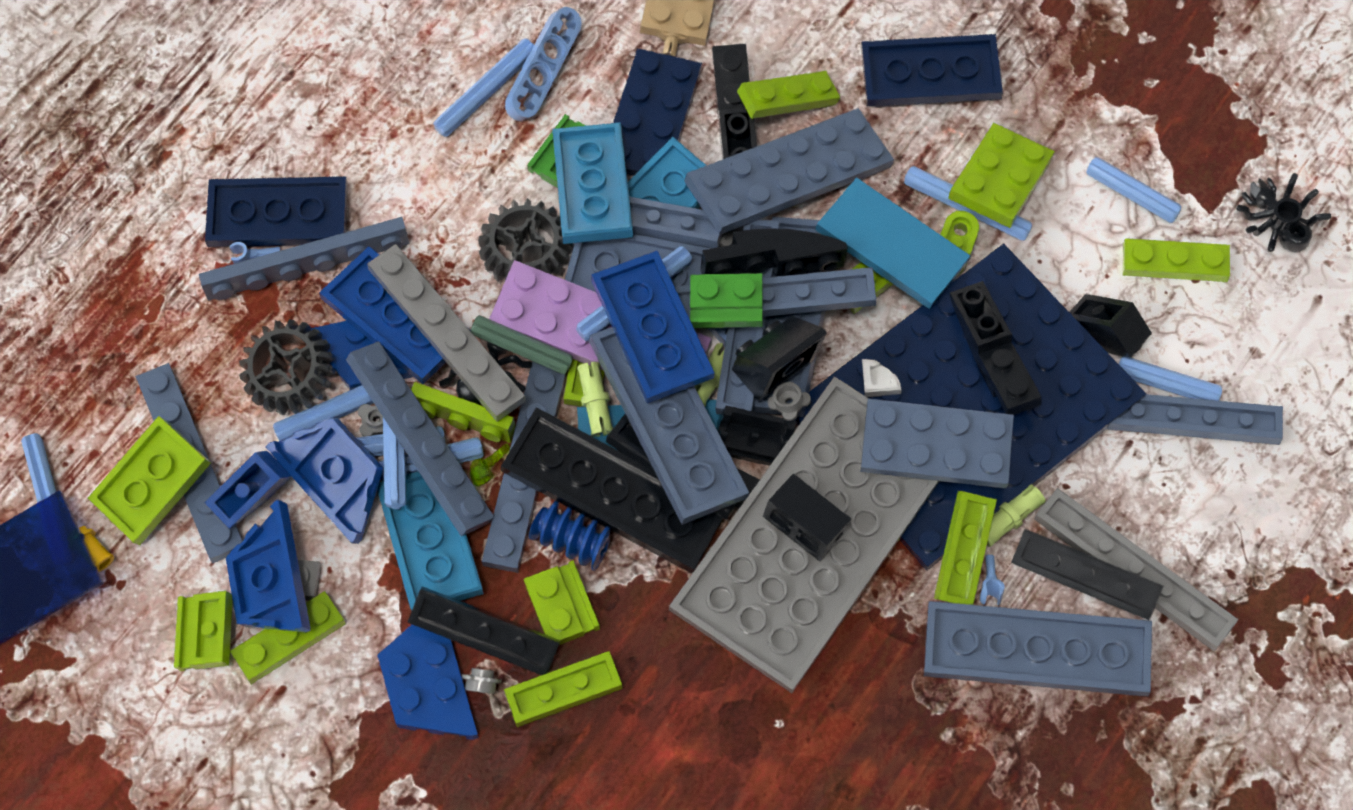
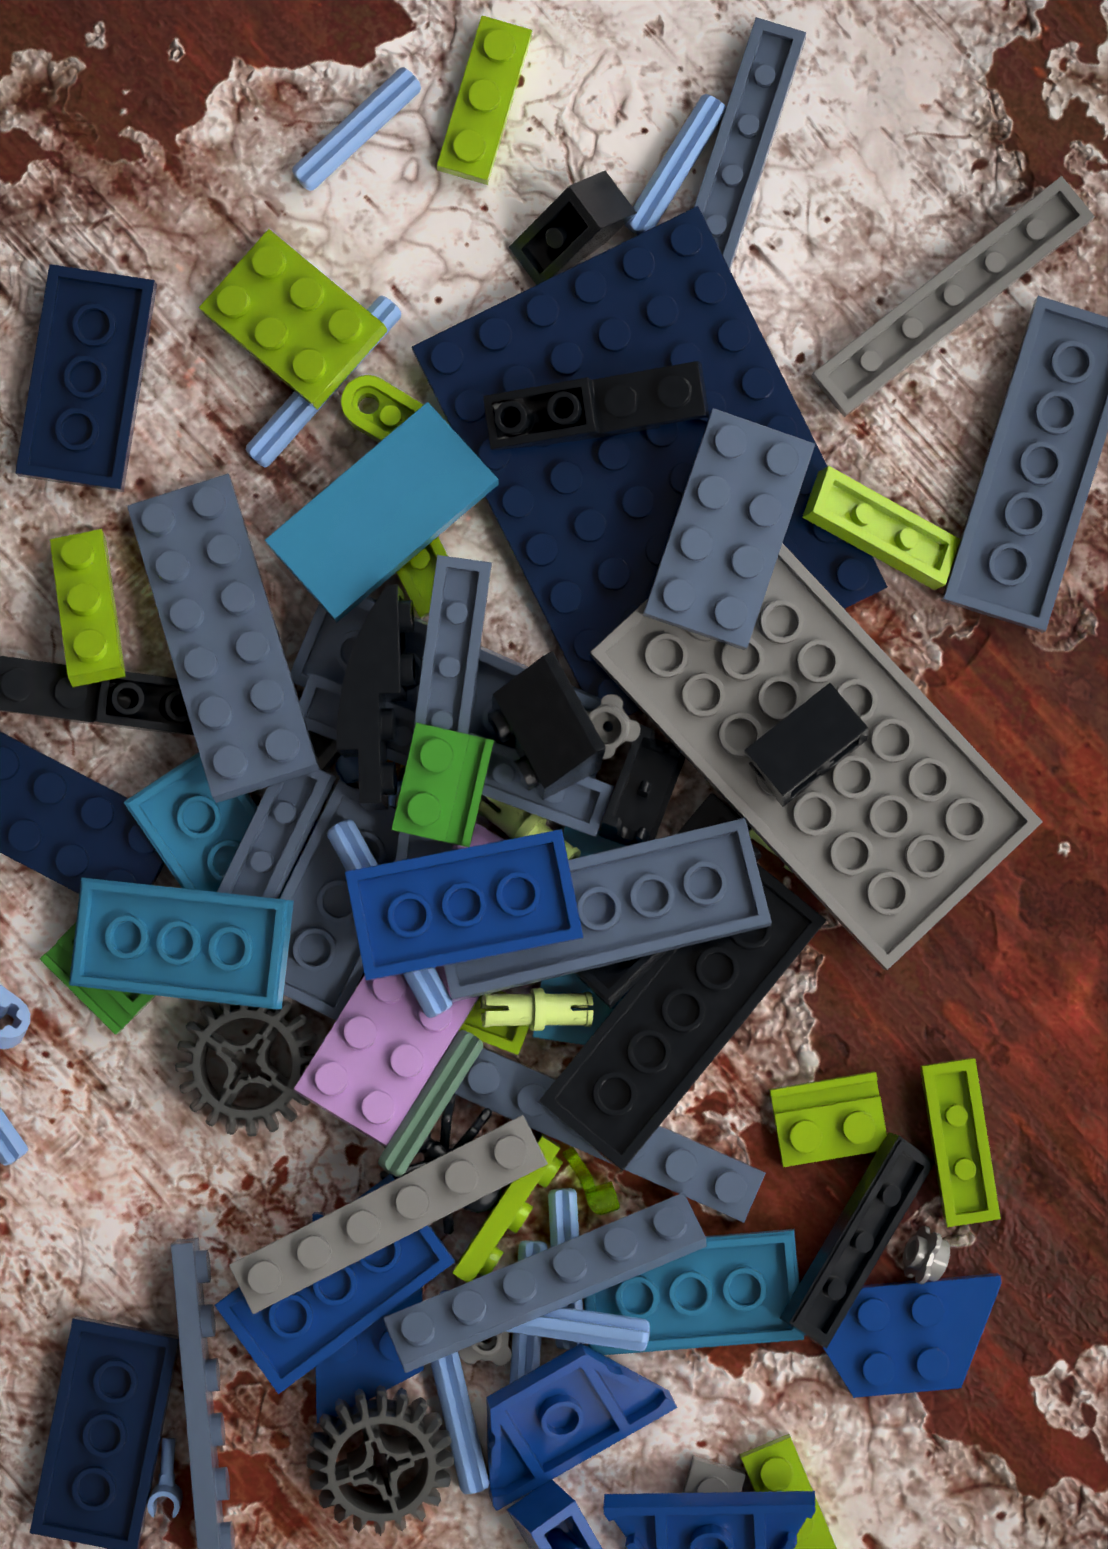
camera: 80 degrees left, 20 degrees up
(570, 535) = (735, 1085): blue piece -> none
(879, 379) = (595, 586): white tile -> none
(991, 585) = (931, 503): light blue hand -> none
(1014, 512) = (832, 441): yellowish green pin -> none
(1087, 574) = (950, 366): black tile -> none

